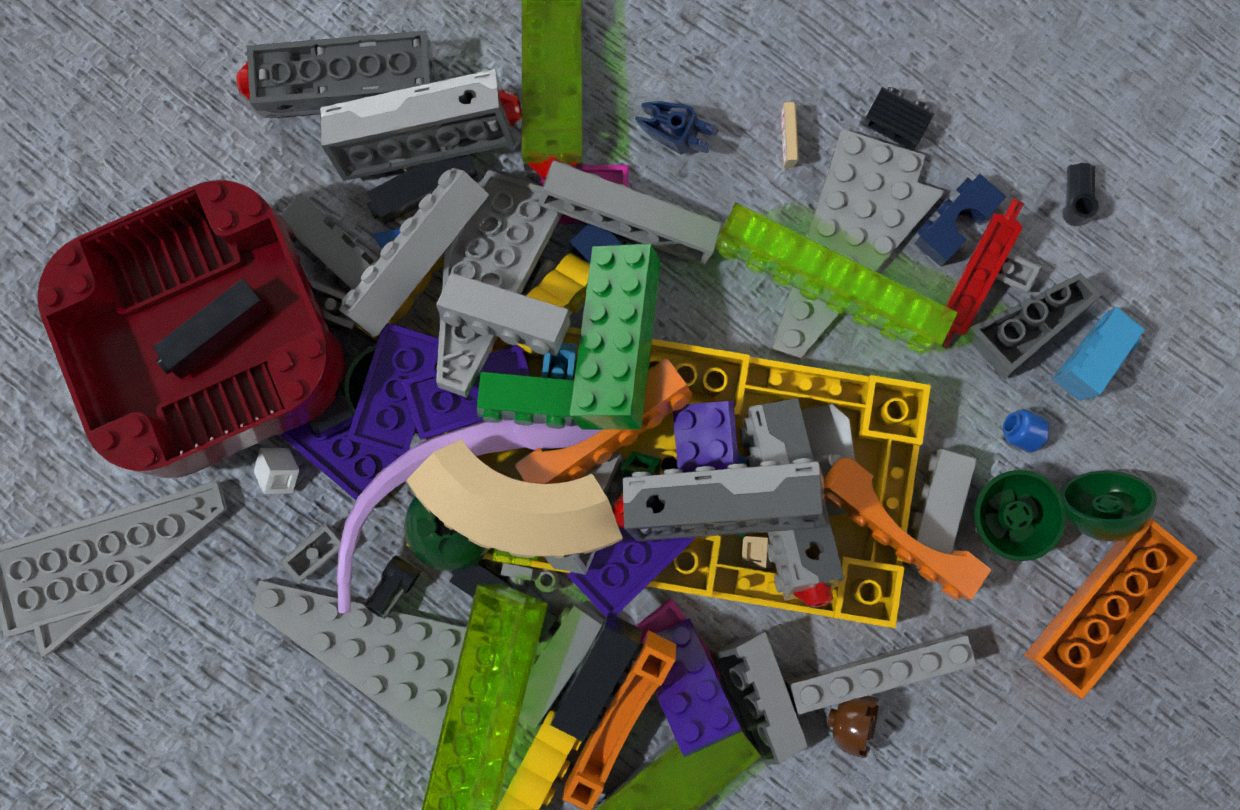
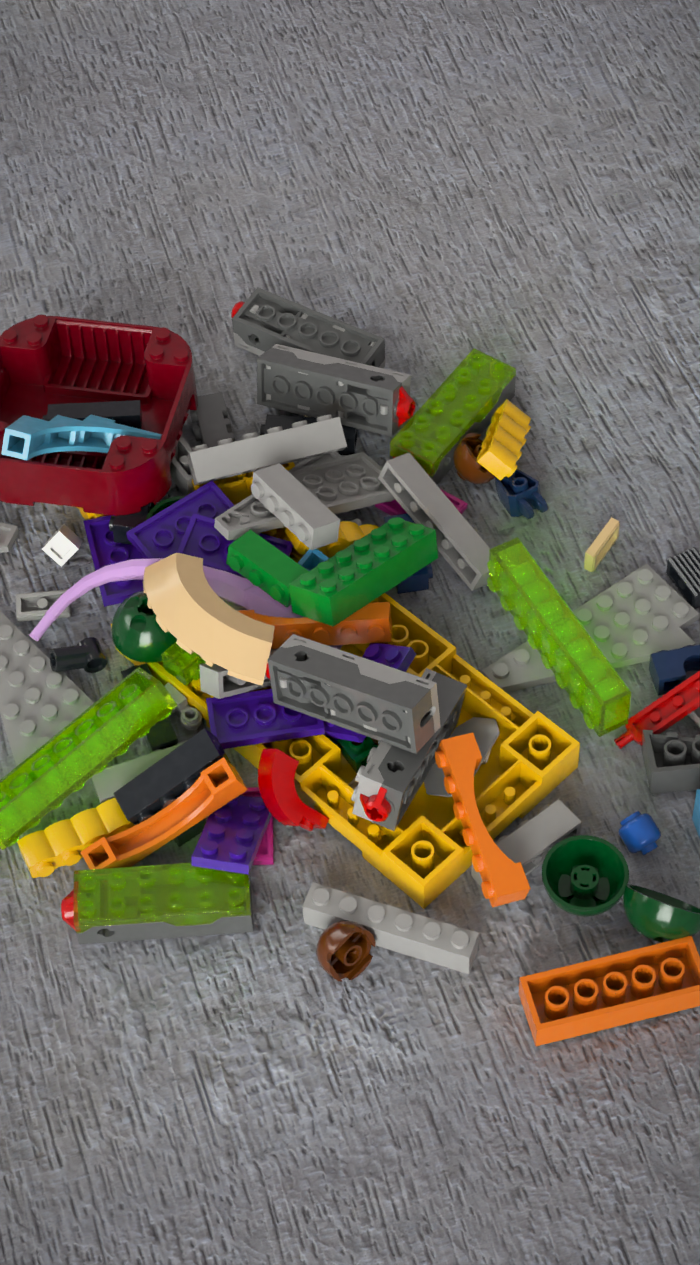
camera: 40 degrees right, 30 degrees down
(193, 420) = (35, 436): none -> medium azure arch
(611, 113) = (465, 460): none -> reddish brown cylinder
(624, 77) = (504, 440): none -> yellow brick
(697, 618) = (279, 794): none -> red arch
(761, 697) = (285, 881): wedge -> none

